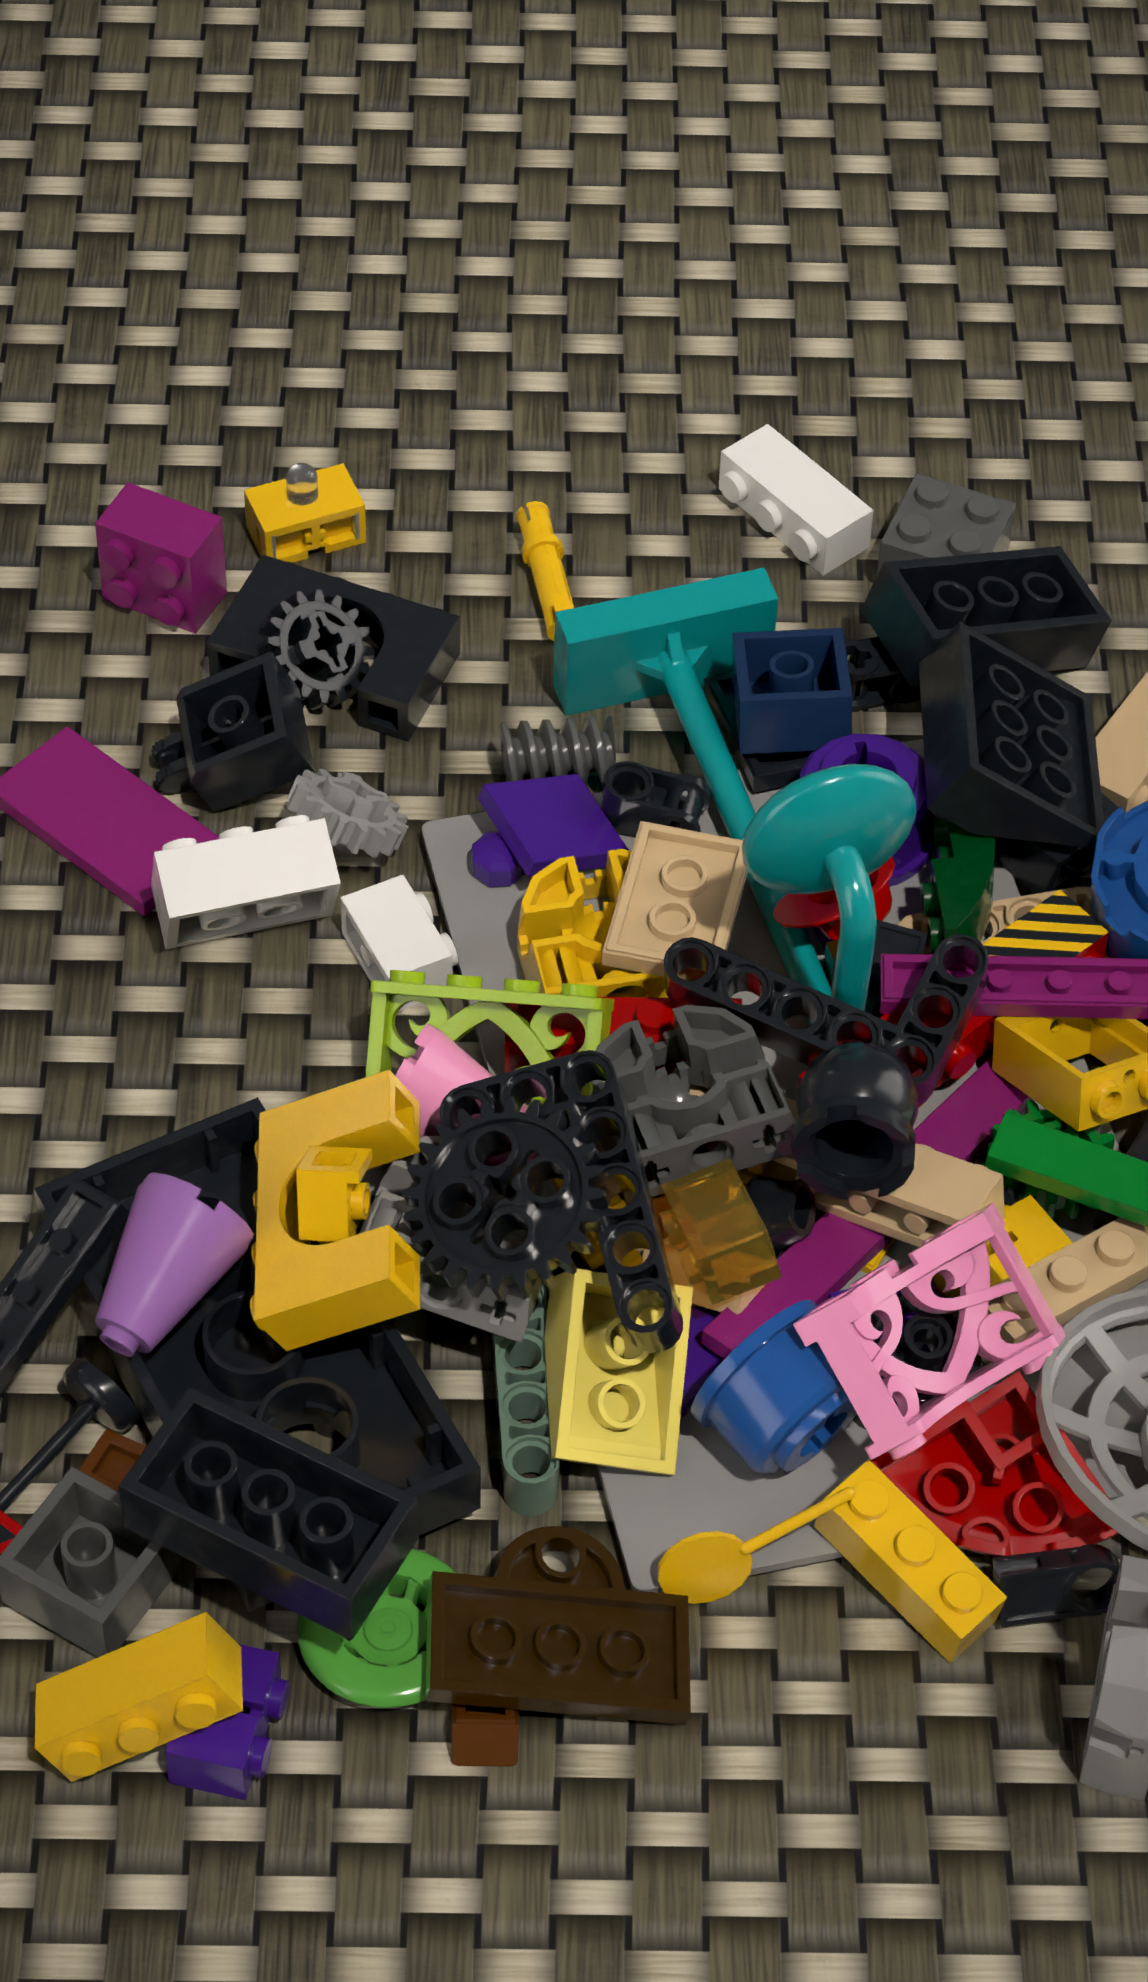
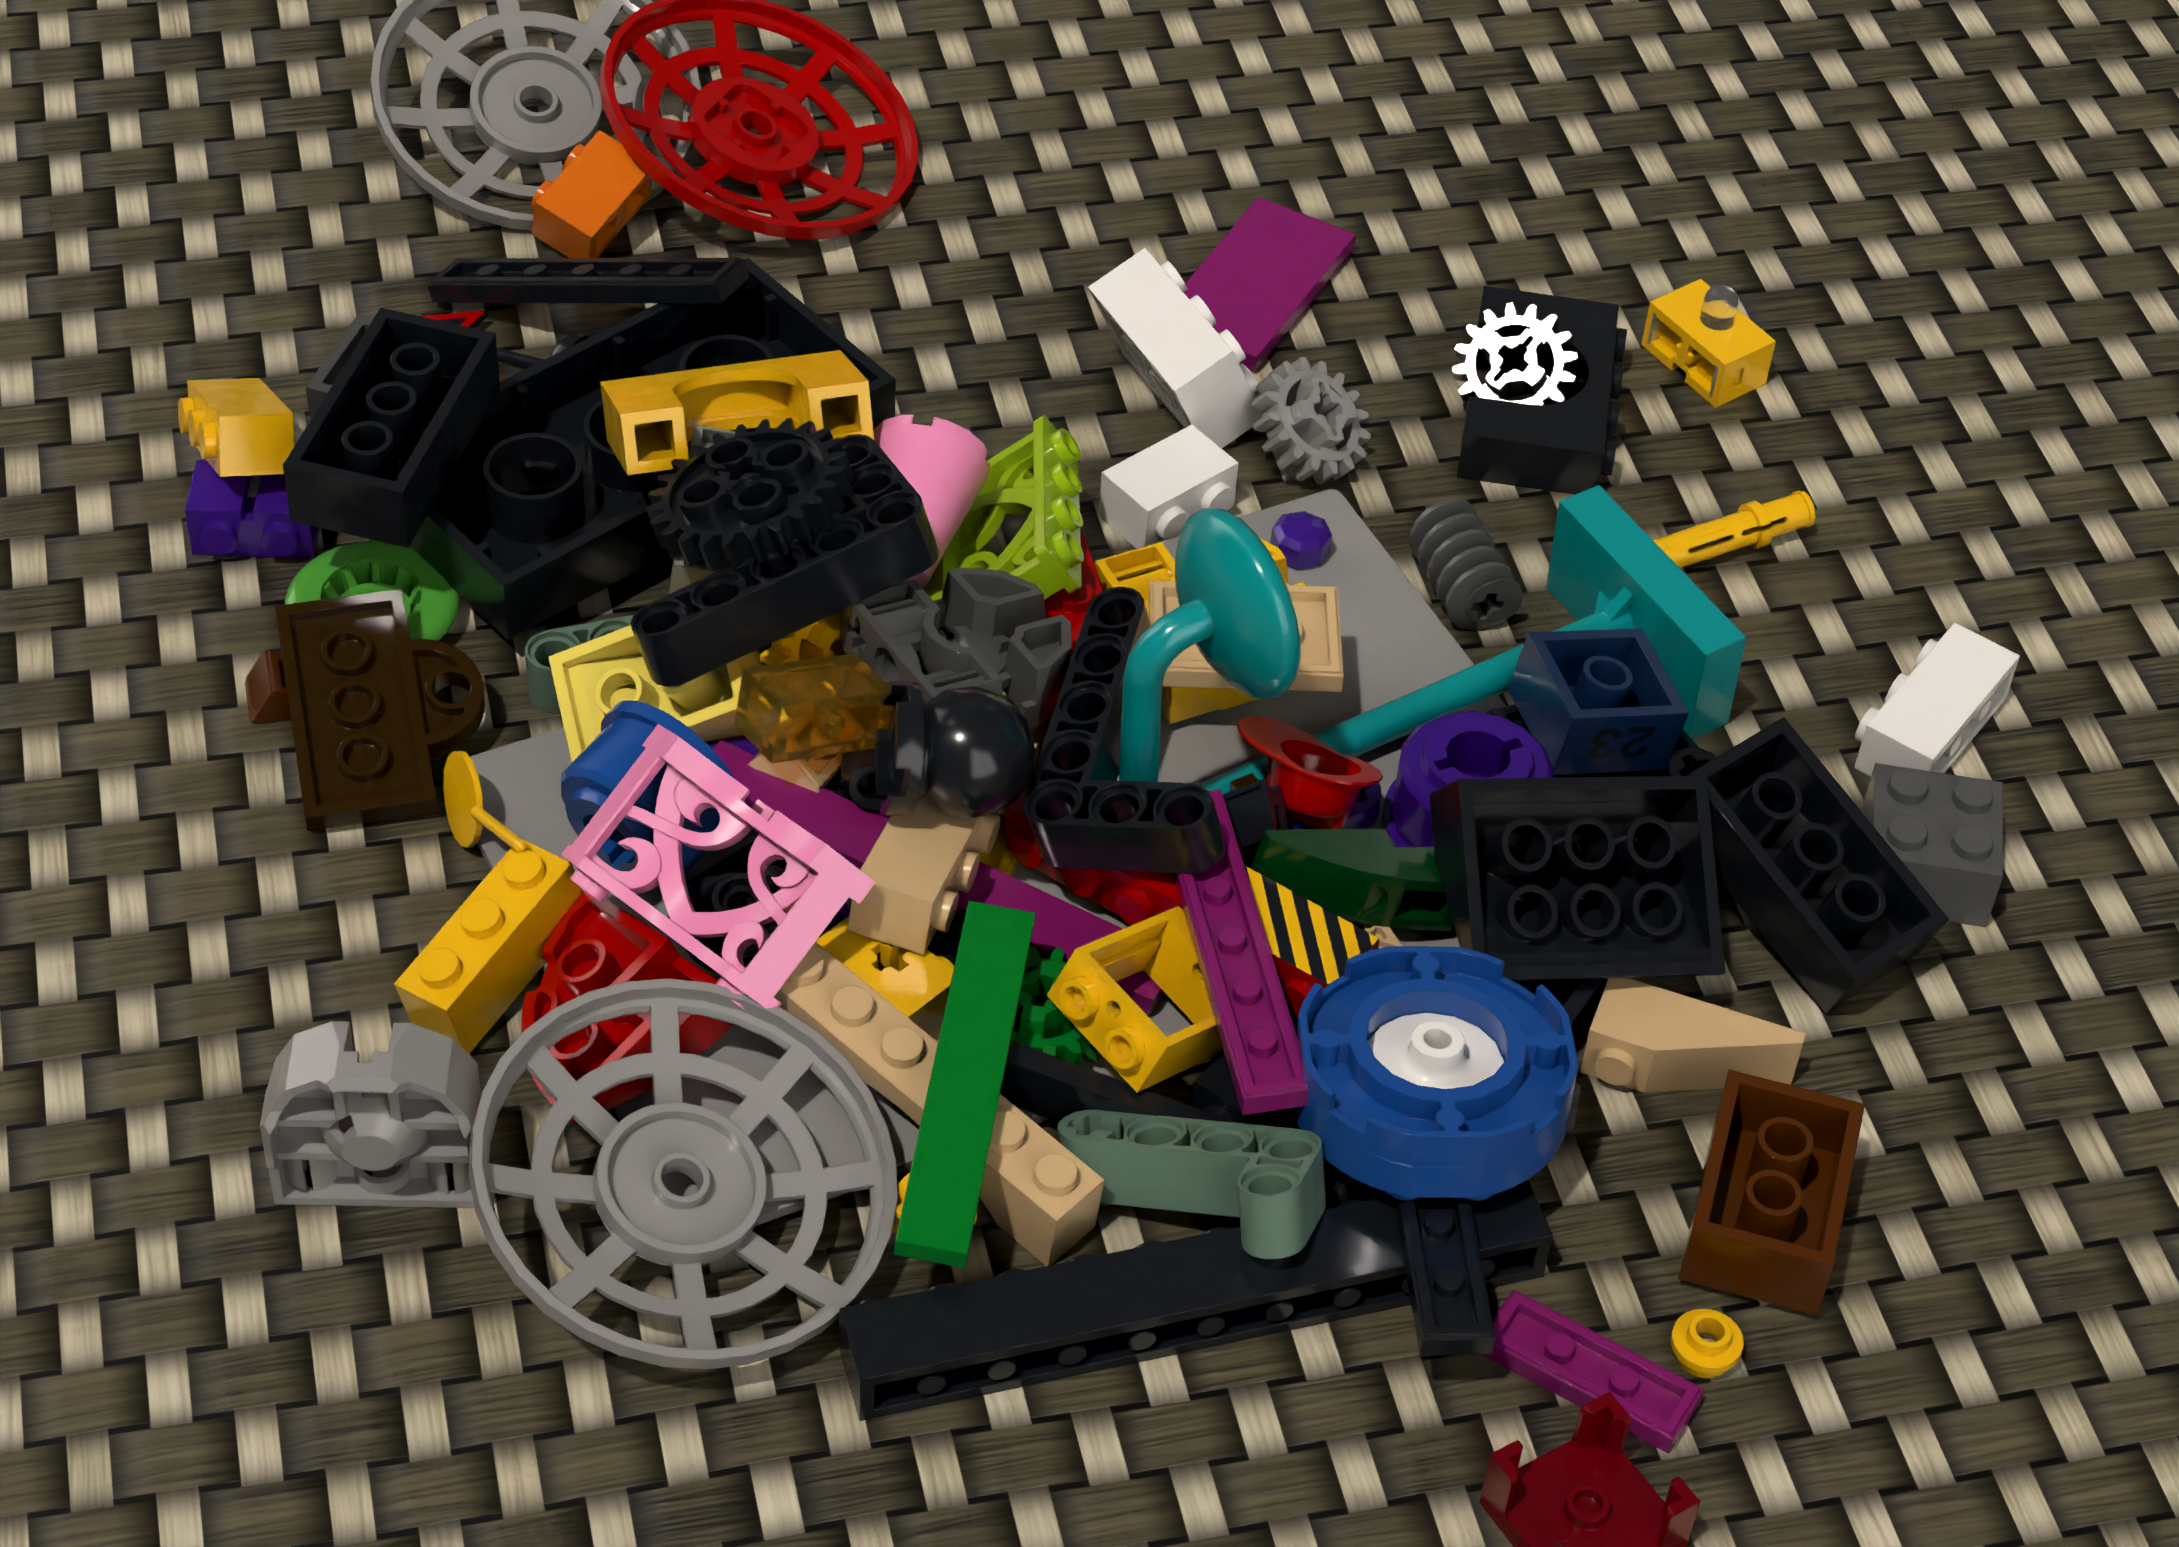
camera: 75 degrees right, 5 degrees down
(161, 557) = (1576, 229): magenta brick -> none
(166, 1262) = (656, 319): medium lavender cone -> none
(236, 735) = (1377, 329): black hinge -> none
(332, 1192) = (741, 389): yellow brick -> none
(550, 821) = (1359, 553): dark purple tile -> none
(652, 796) = (1414, 632): black piece -> none
(1042, 1581) = (524, 1107): black piece -> none

